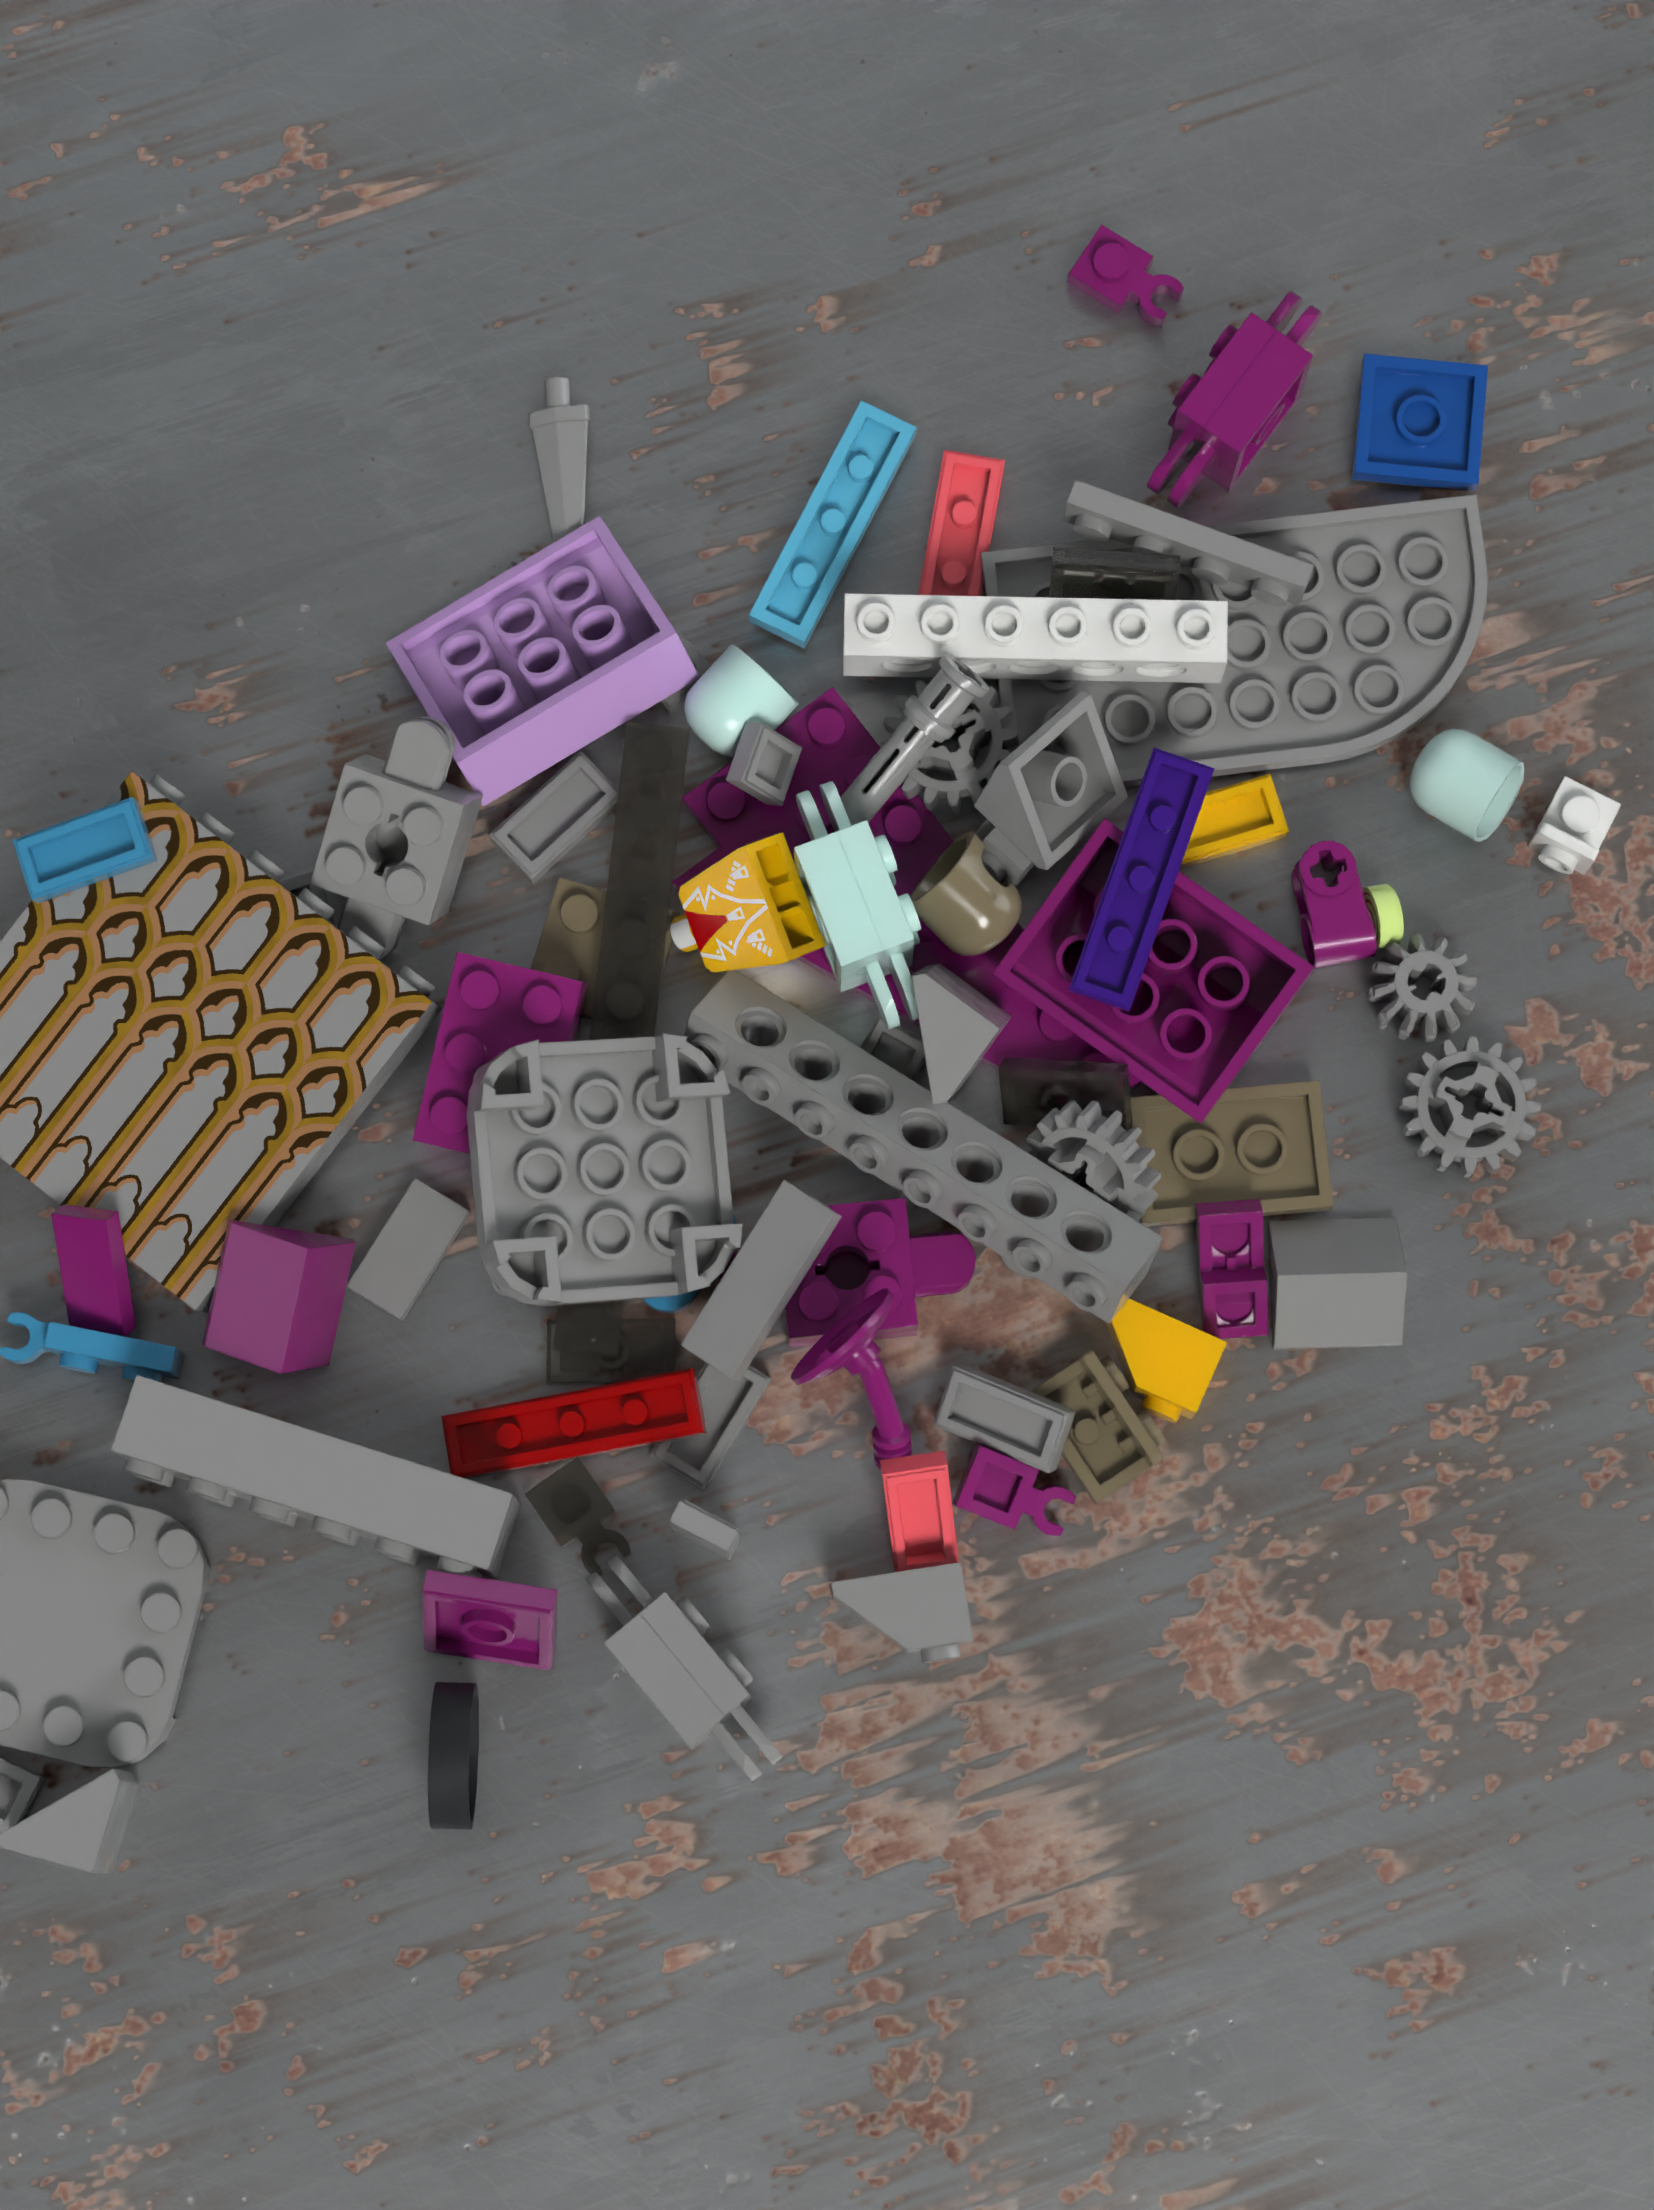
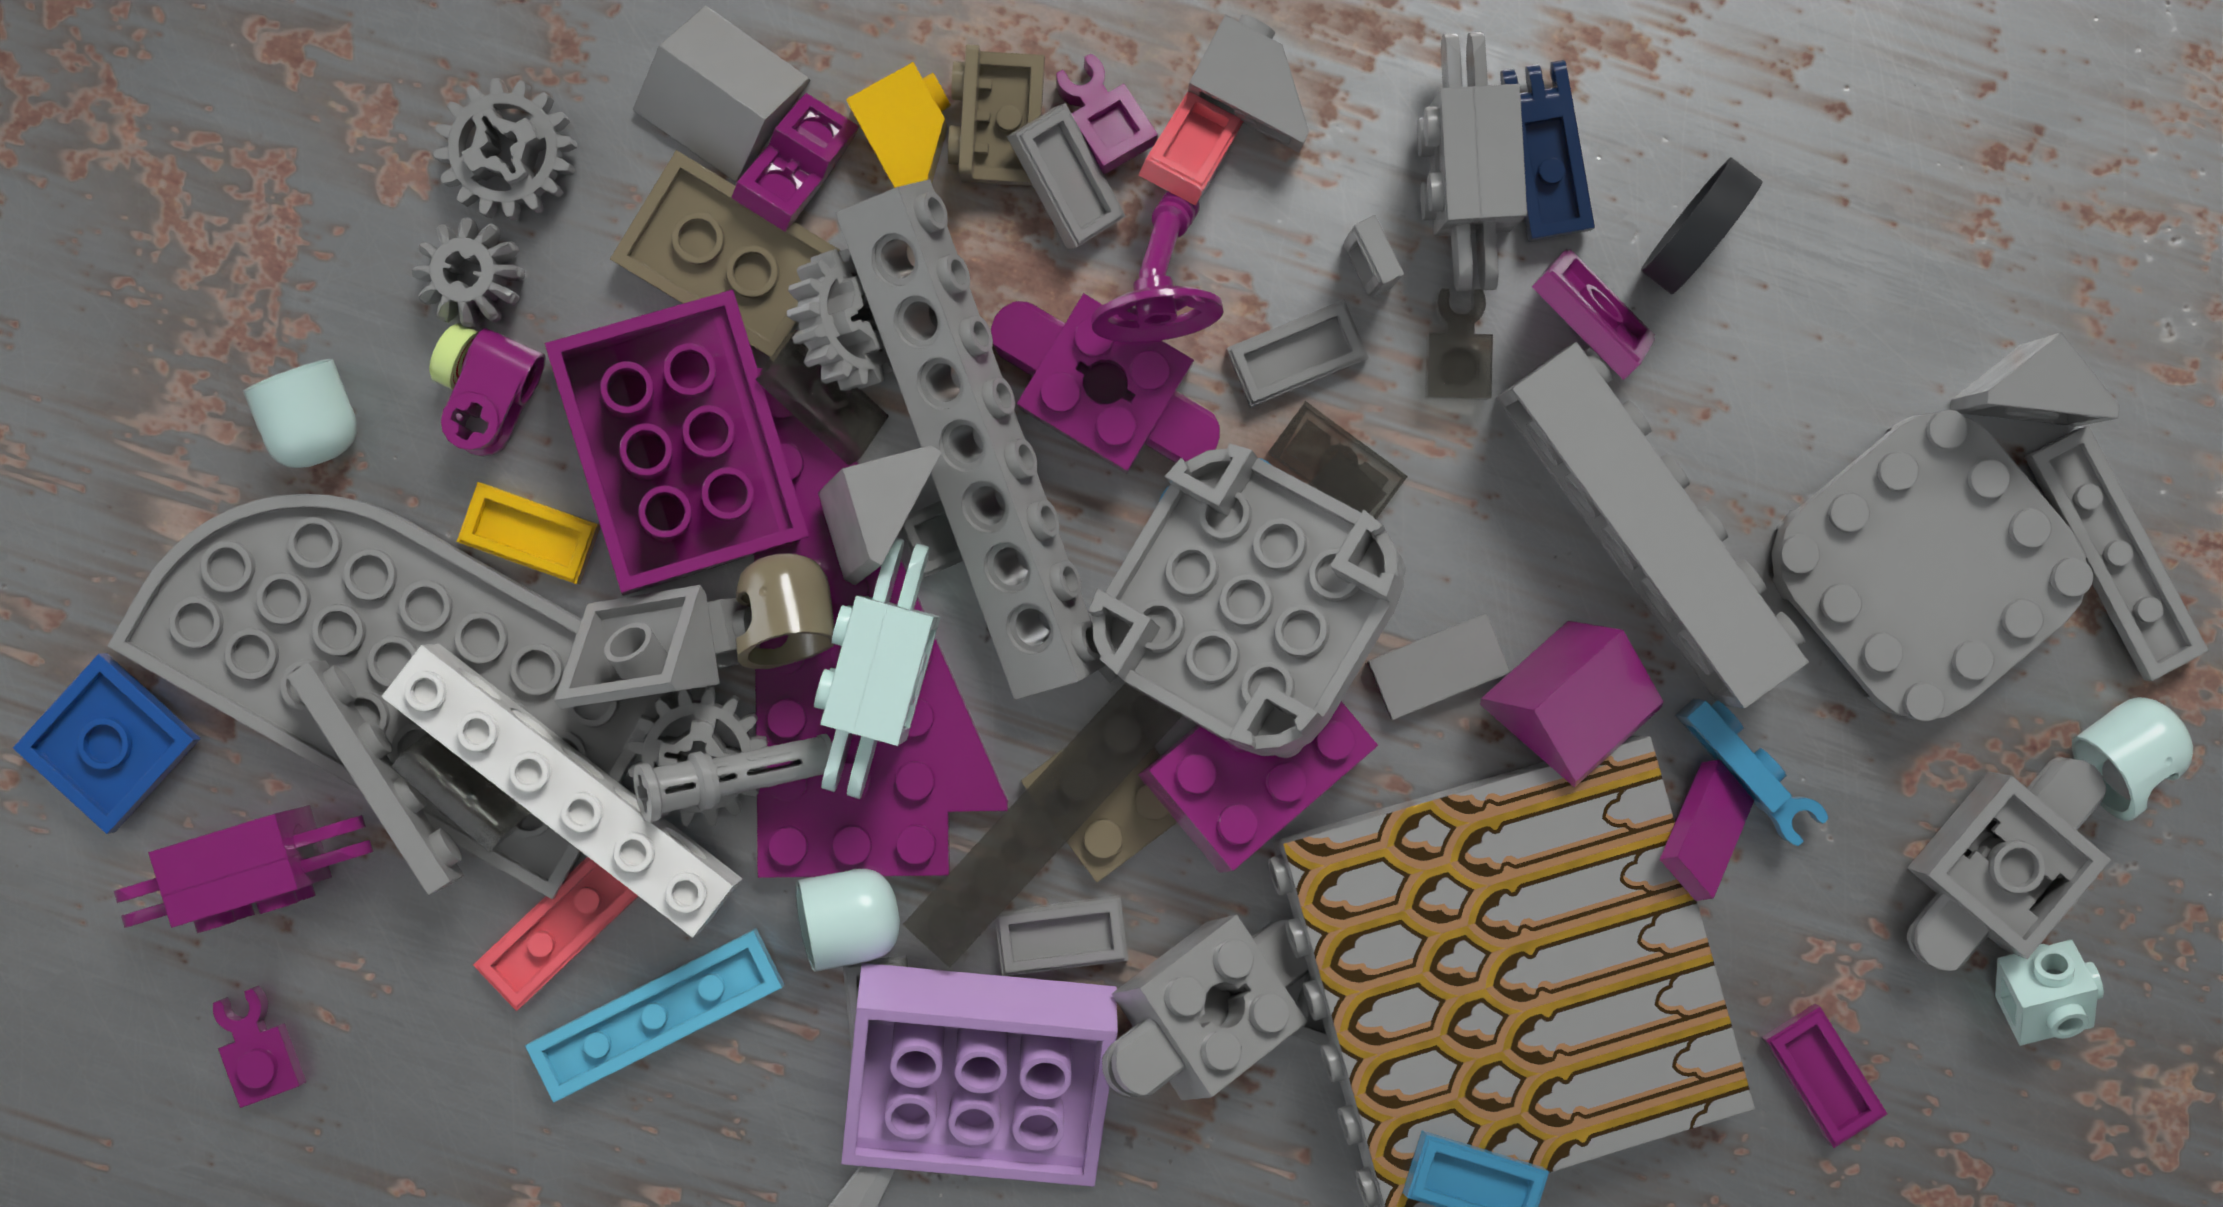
camera: 145 degrees left, 10 degrees up
(574, 1424) = (1410, 425): red tile -> none
(624, 1732) = (1552, 156): none -> dark blue hinge
(747, 910) = (968, 731): yellow torso -> none
(761, 1280) = (1183, 419): light grey tile -> none
(764, 763) = (864, 848): light grey tile -> none
(1141, 879) = (629, 518): dark purple tile -> none
(1573, 827) = (244, 315): white bracket -> none

